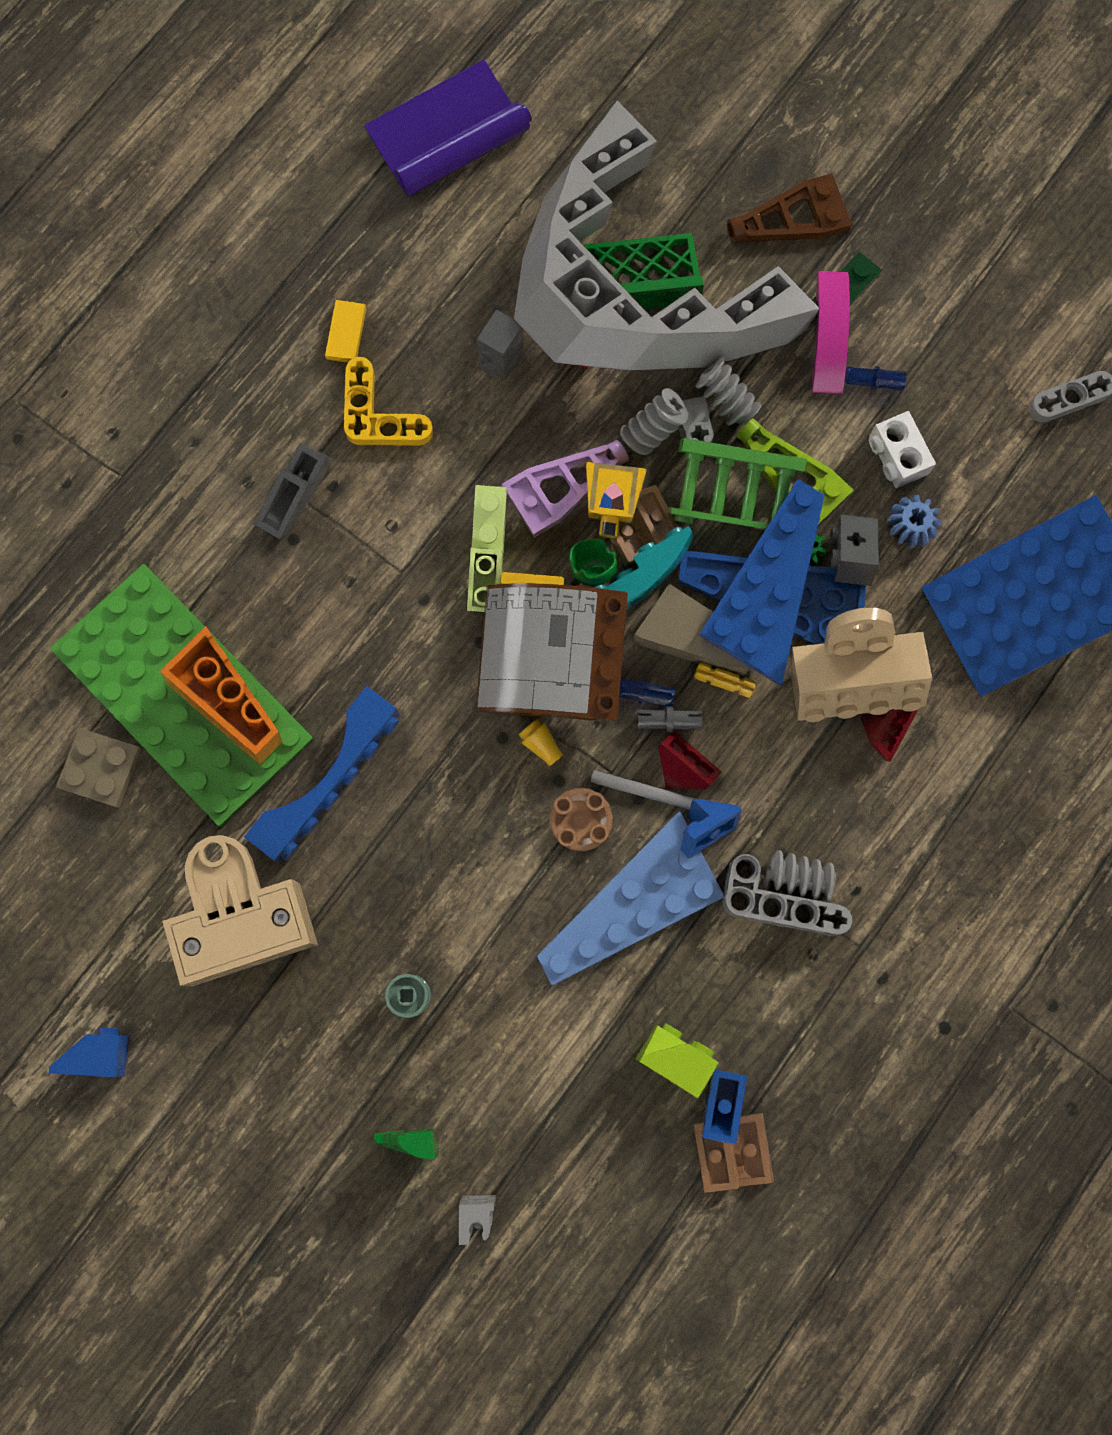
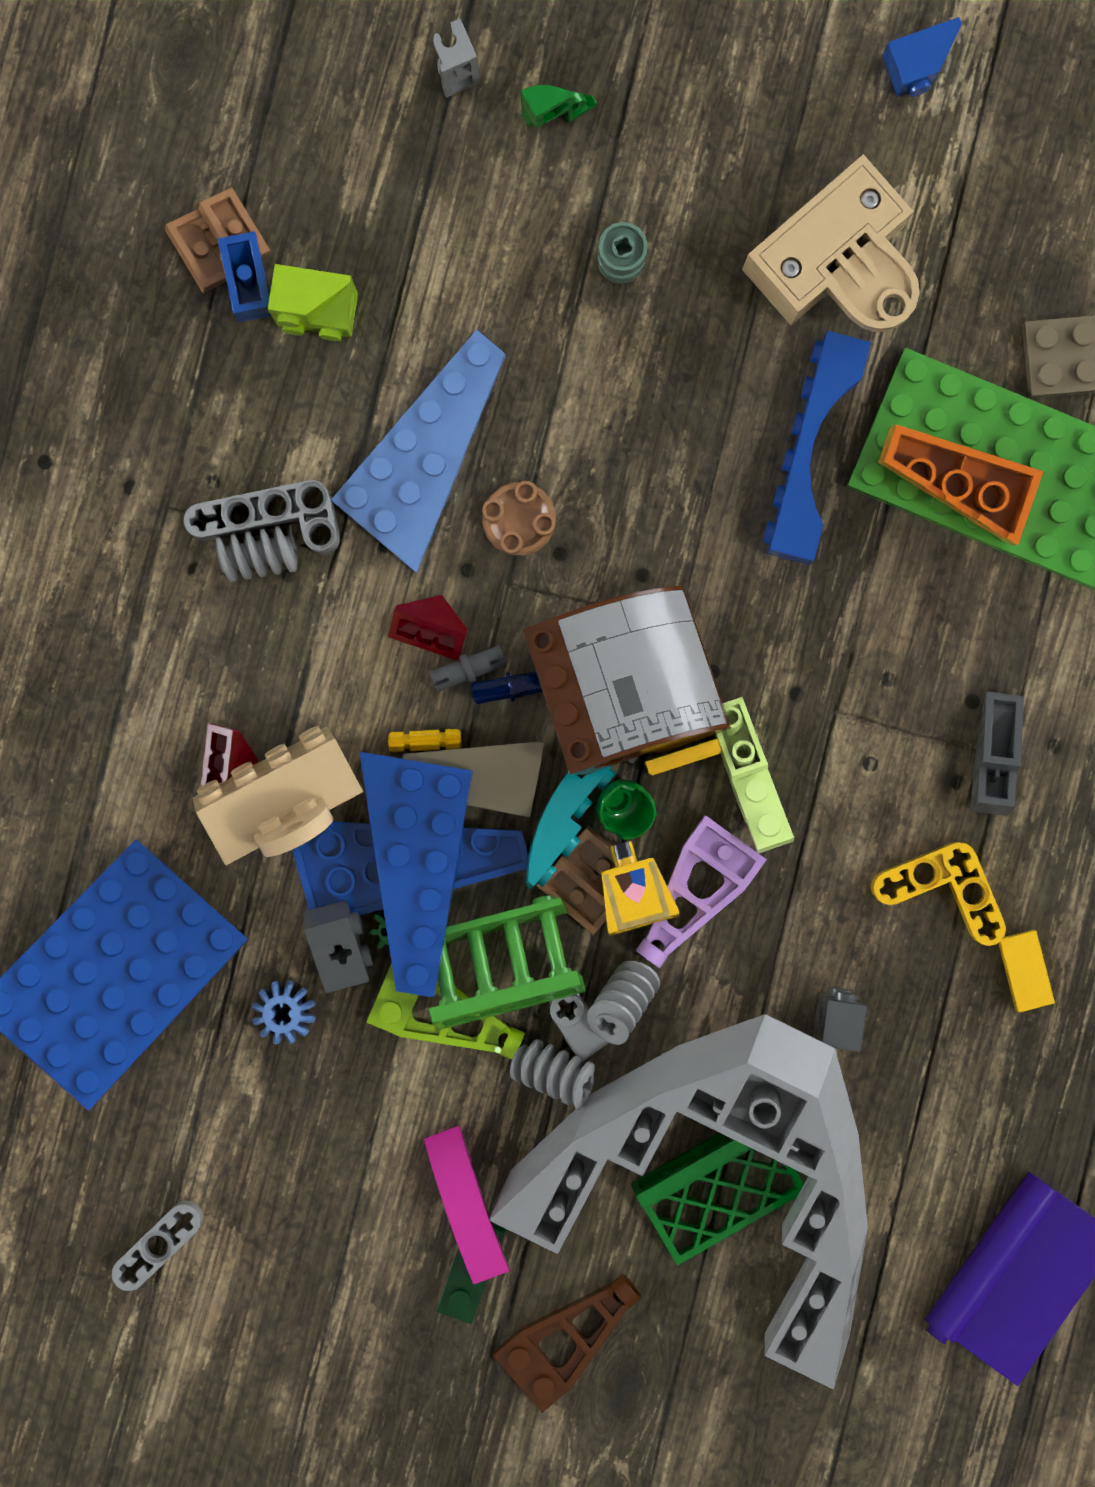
camera: 160 degrees right, 10 degrees up
(541, 742) = (597, 583): yellow cone -> none
(641, 789) = (453, 581): light grey bar -> none
(709, 824) = (375, 571): blue slope -> none
(875, 378) = (392, 1170): clear blue axle -> none
(909, 448) = (322, 1100): white brick -> none

